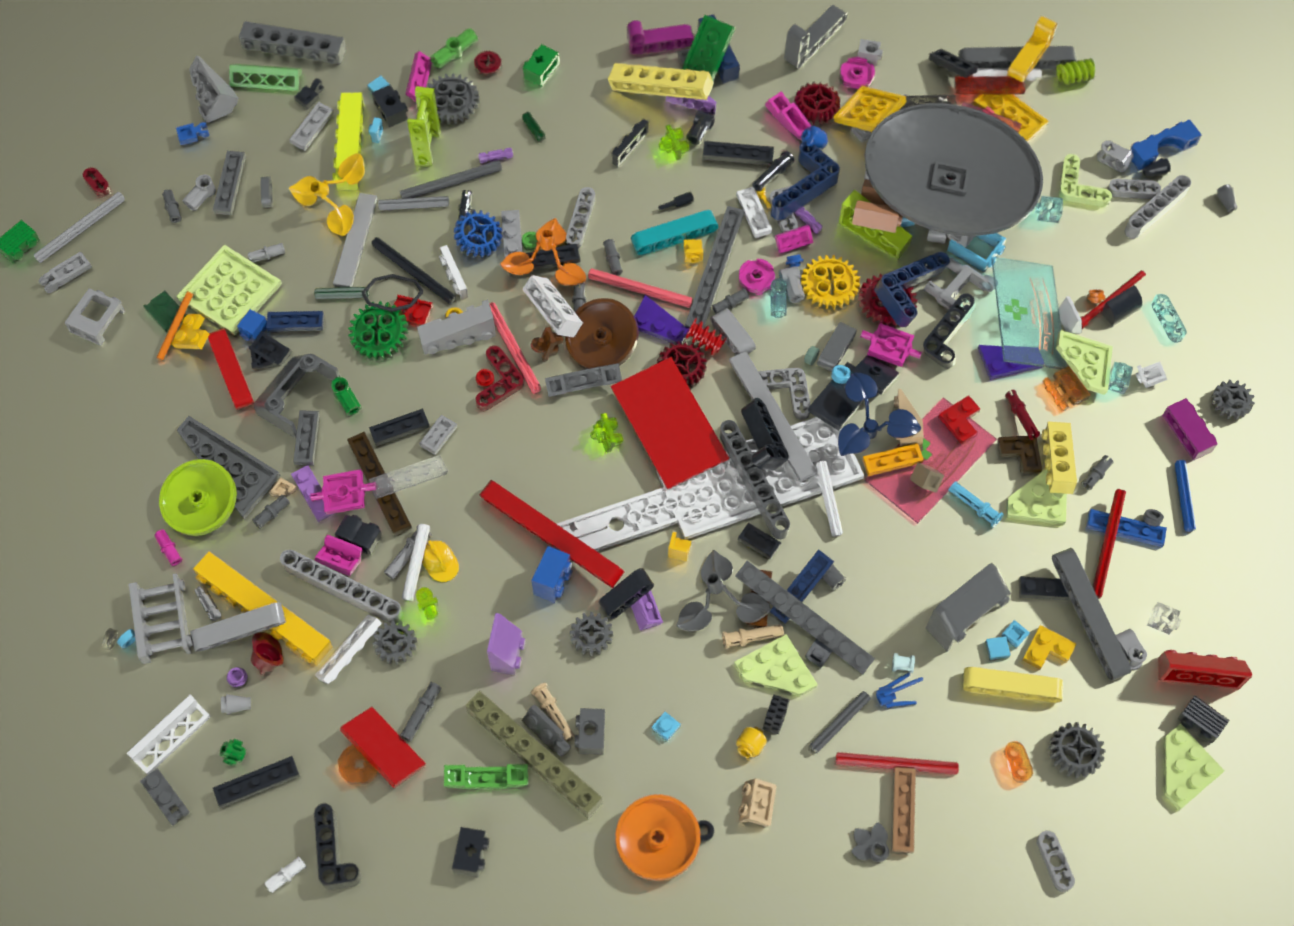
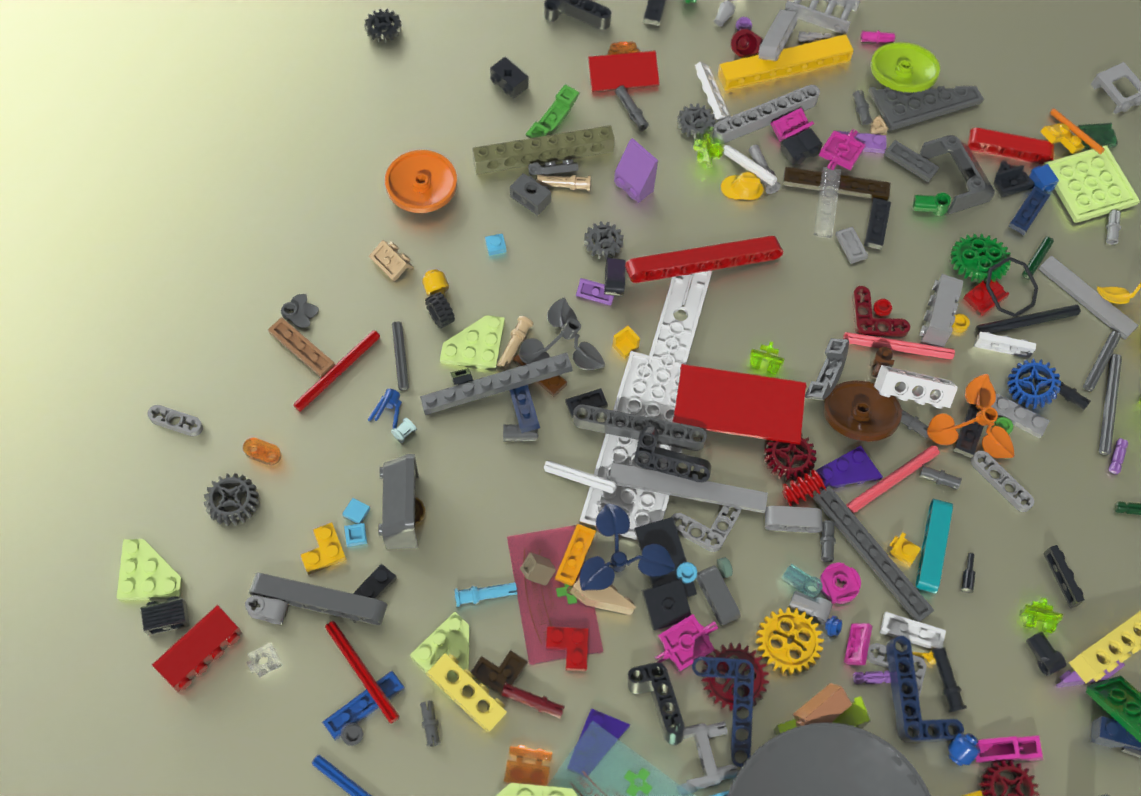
camera: 125 degrees right, 0 degrees up
(552, 574) = (668, 234): blue brick -> none
(707, 825) = (400, 213): black plate -> none
(738, 152) = (992, 667): black plate -> none
(1013, 684) = (318, 495): light yellow beam -> none

